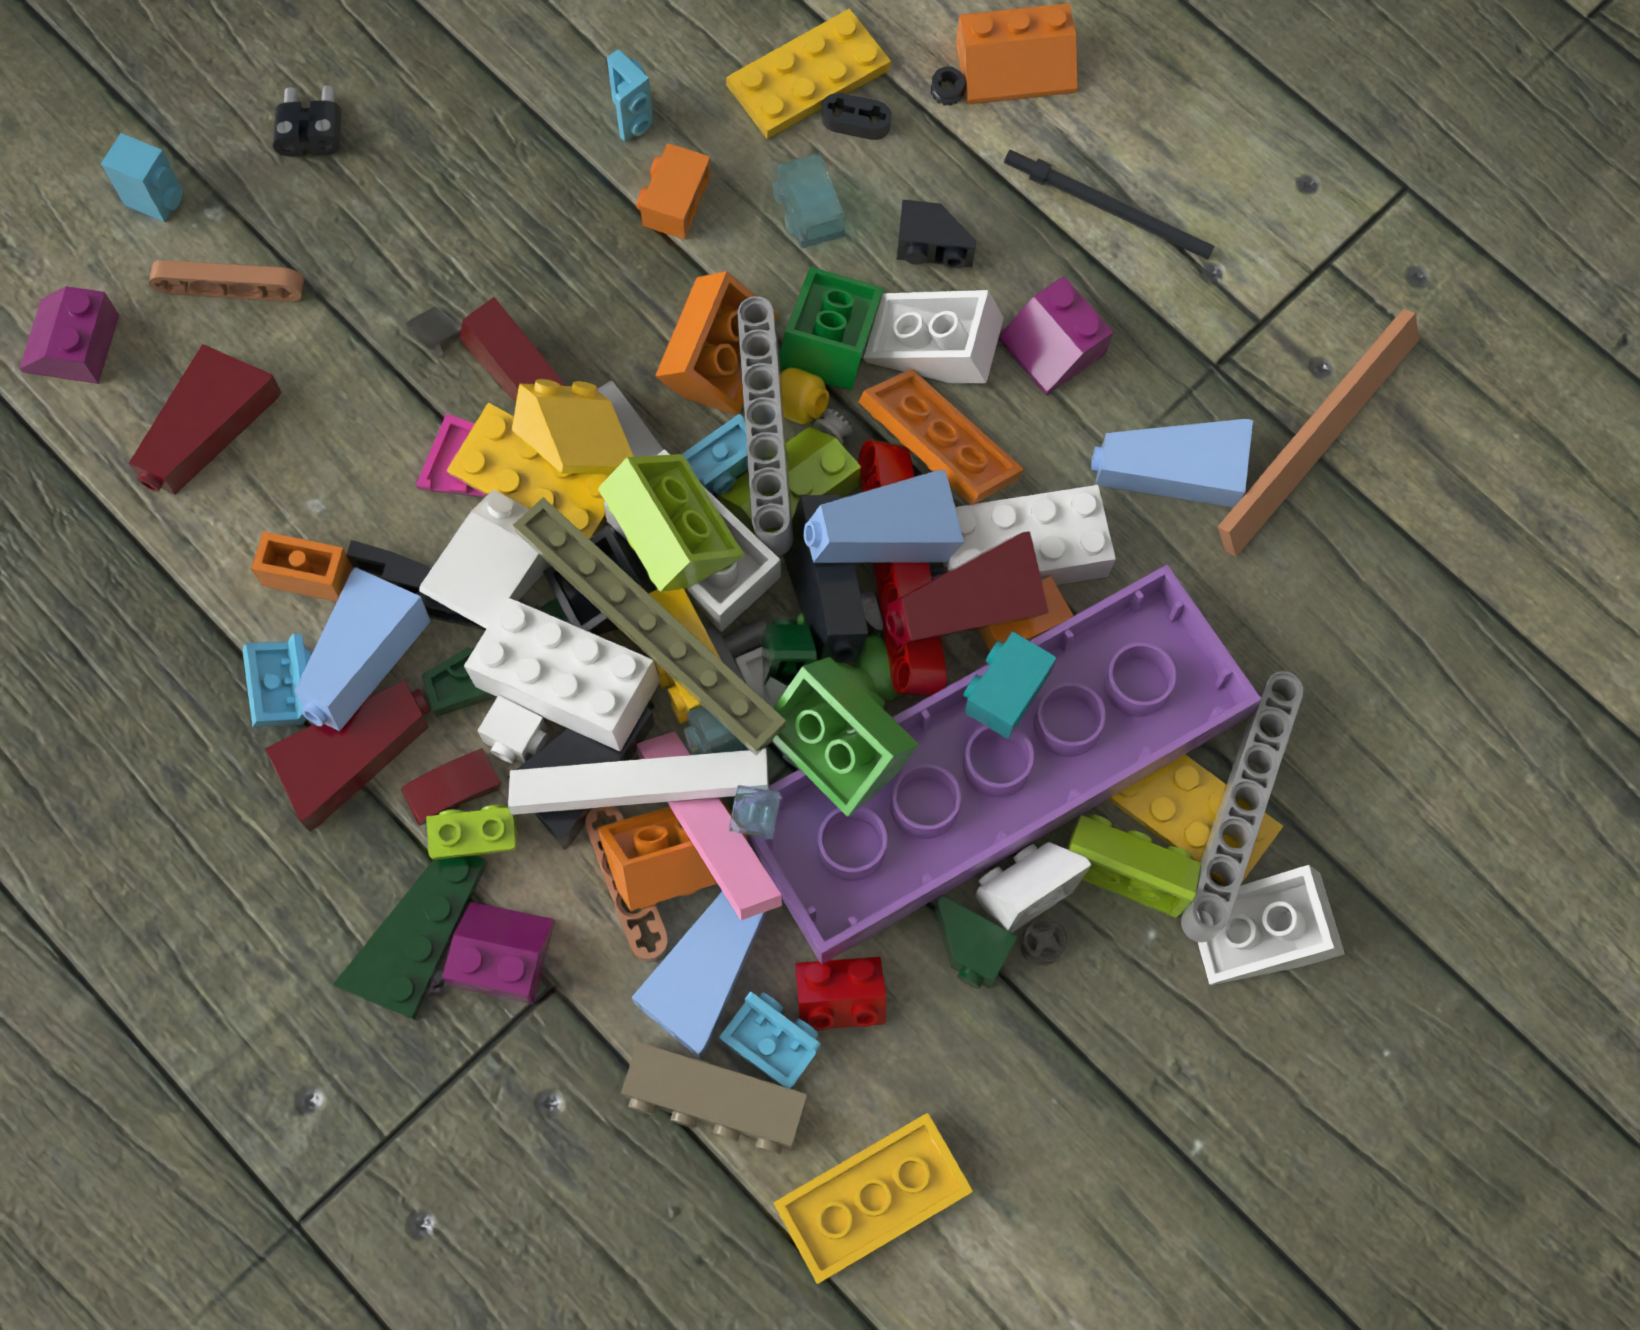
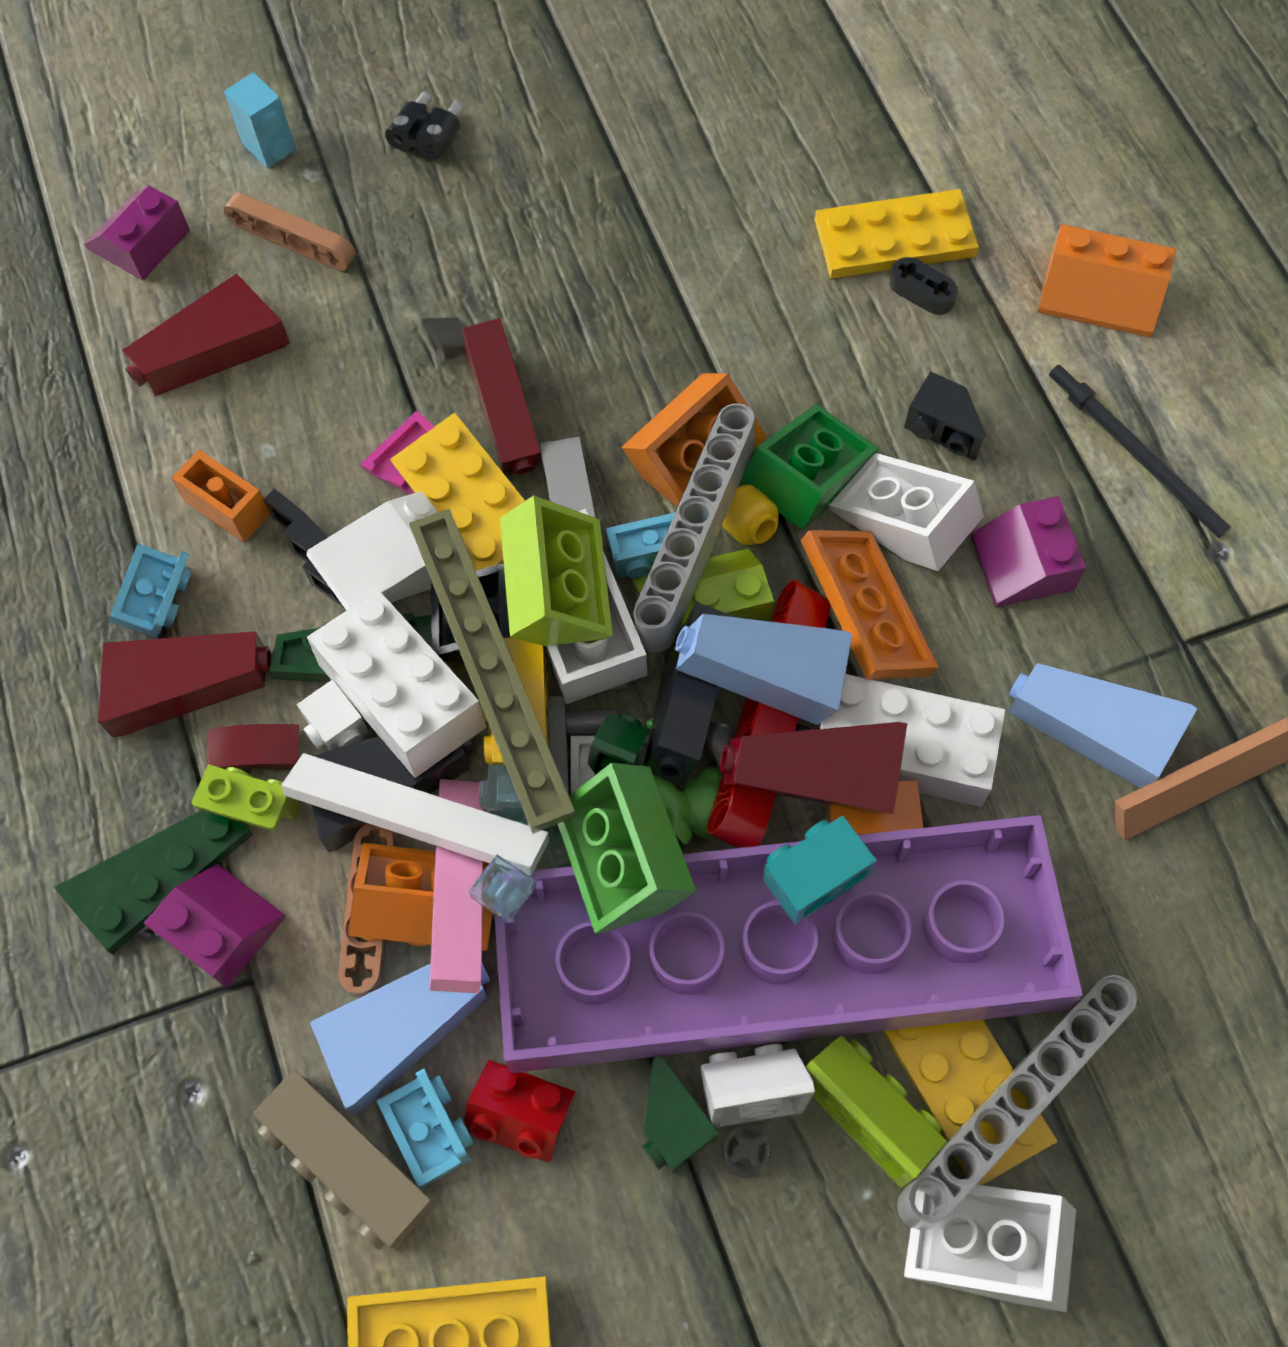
camera: 30 degrees right, 5 degrees down
(358, 647) = (227, 586): light blue slope -> none
(571, 427) = (510, 455): yellow slope -> none
(630, 94) = (715, 194): medium azure bracket -> none
(674, 190) = (720, 291): orange brick -> none
(809, 201) = (843, 344): clear light blue brick -> none
(833, 425) = (769, 556): light grey bush -> none
(947, 96) = (1021, 297): black bush -> none

